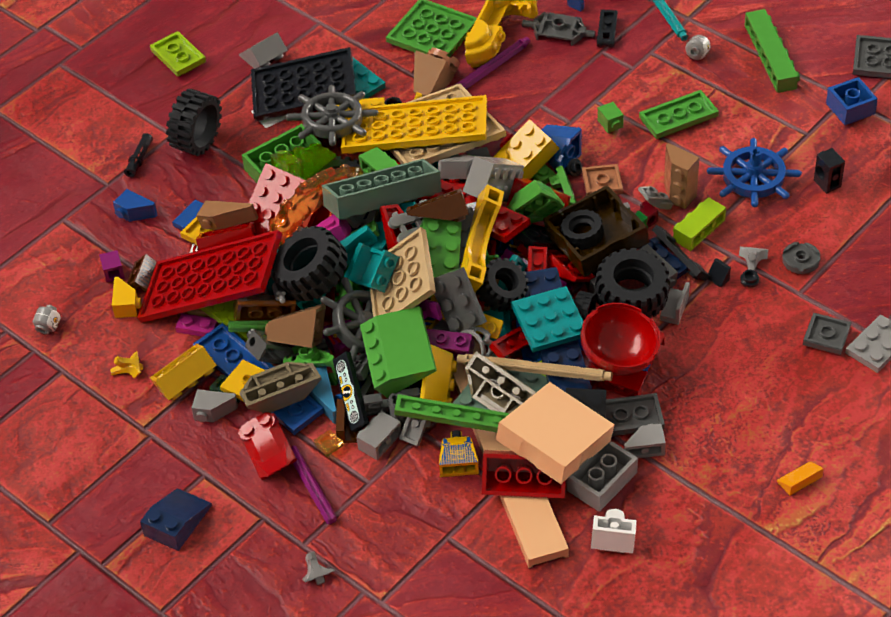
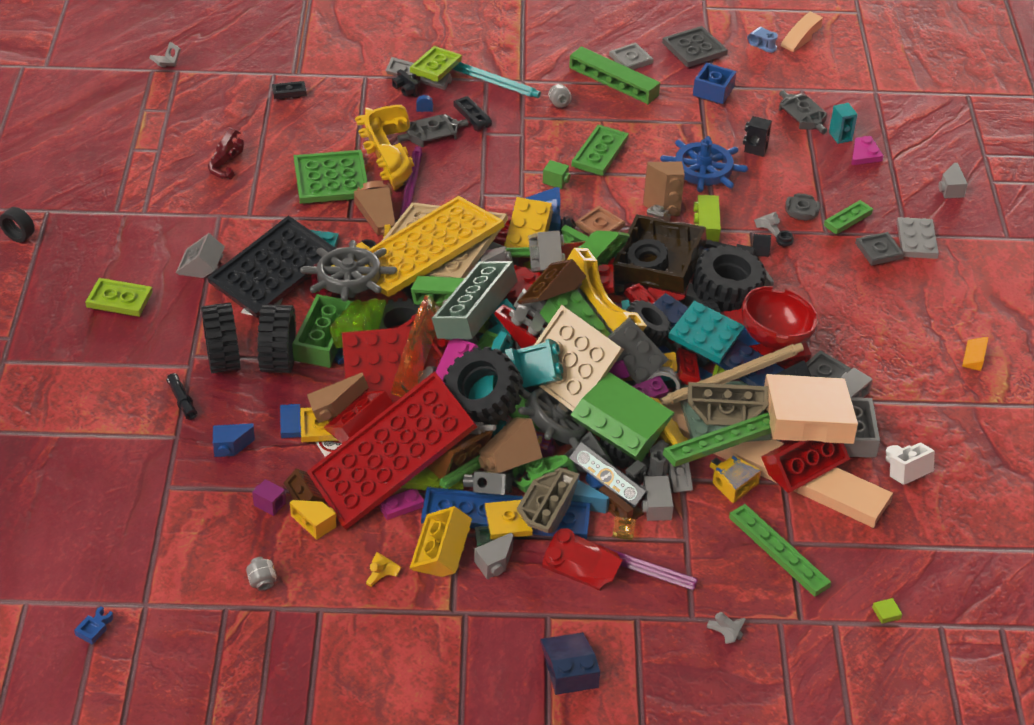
camera: 45 degrees left, 5 degrees down
(230, 125) = (276, 338): none -> black tyre
(425, 536) = (780, 550): none -> bright green plate
(811, 40) = (631, 56): none -> light grey tile
(832, 289) = (848, 217): none -> bright green plate

